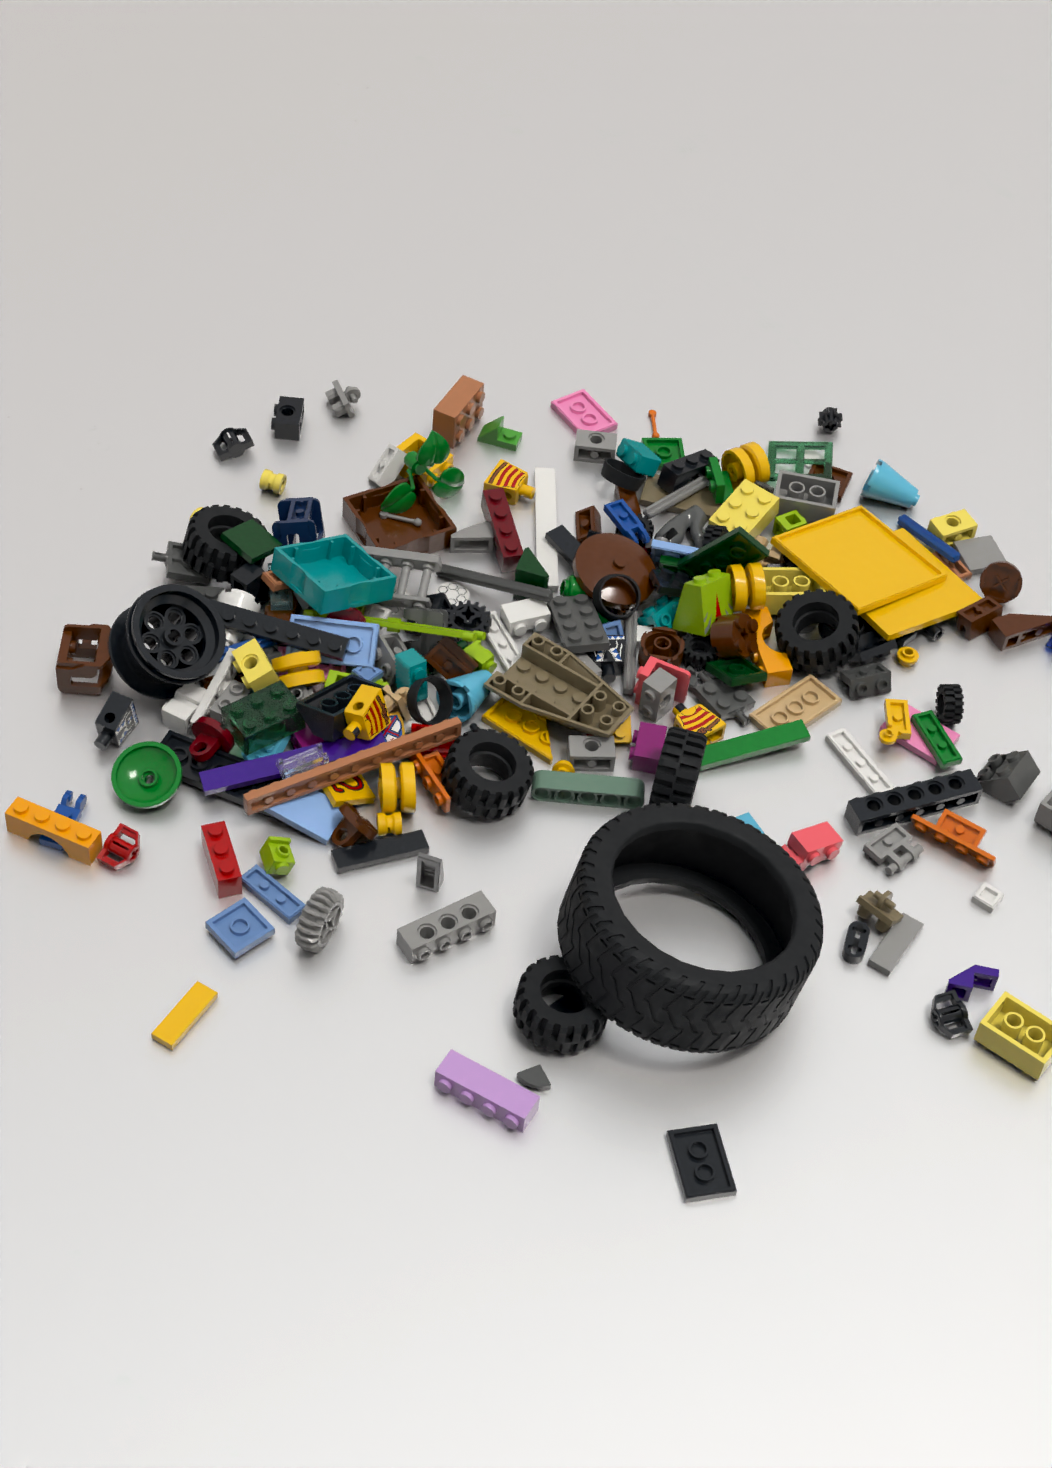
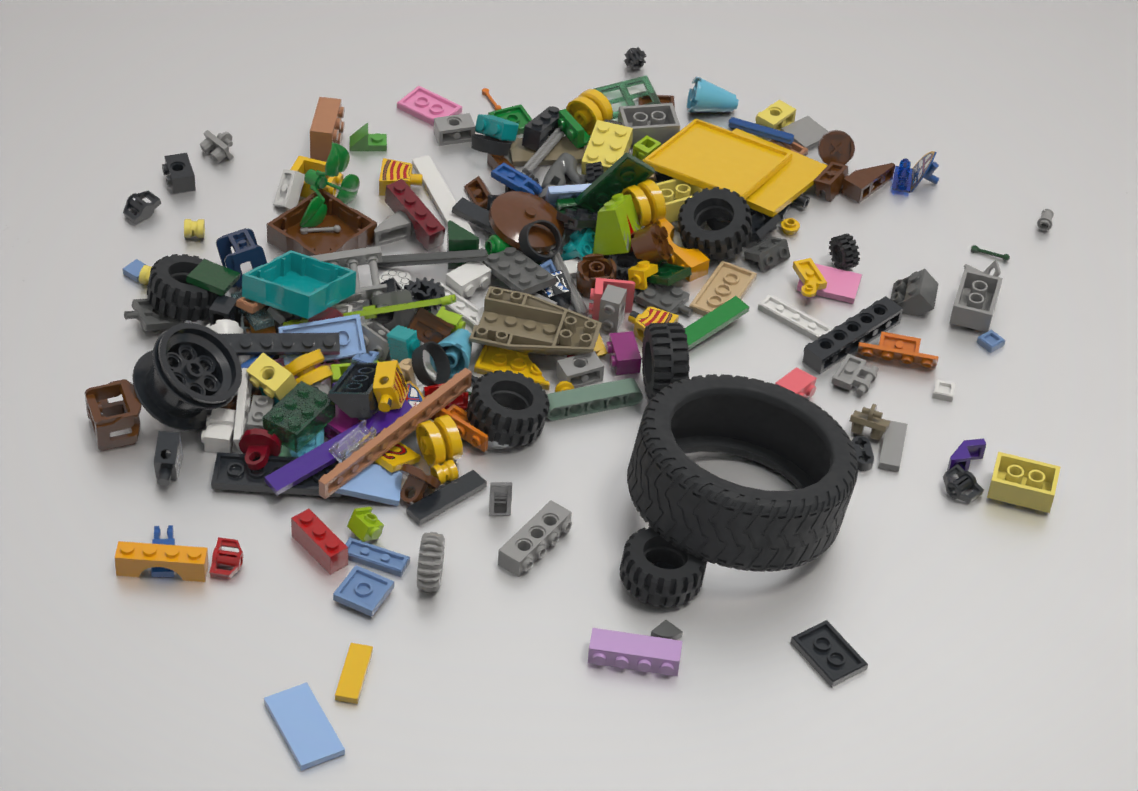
camera: 20 degrees left, 5 degrees down
(104, 1057) = (304, 726): none -> light blue tile
(138, 765) = (216, 481): green dish -> none
(189, 507) = (133, 270): none -> medium blue tile
(709, 662) = (640, 273): none -> yellow bracket
(936, 739) = (847, 282): green tile -> none

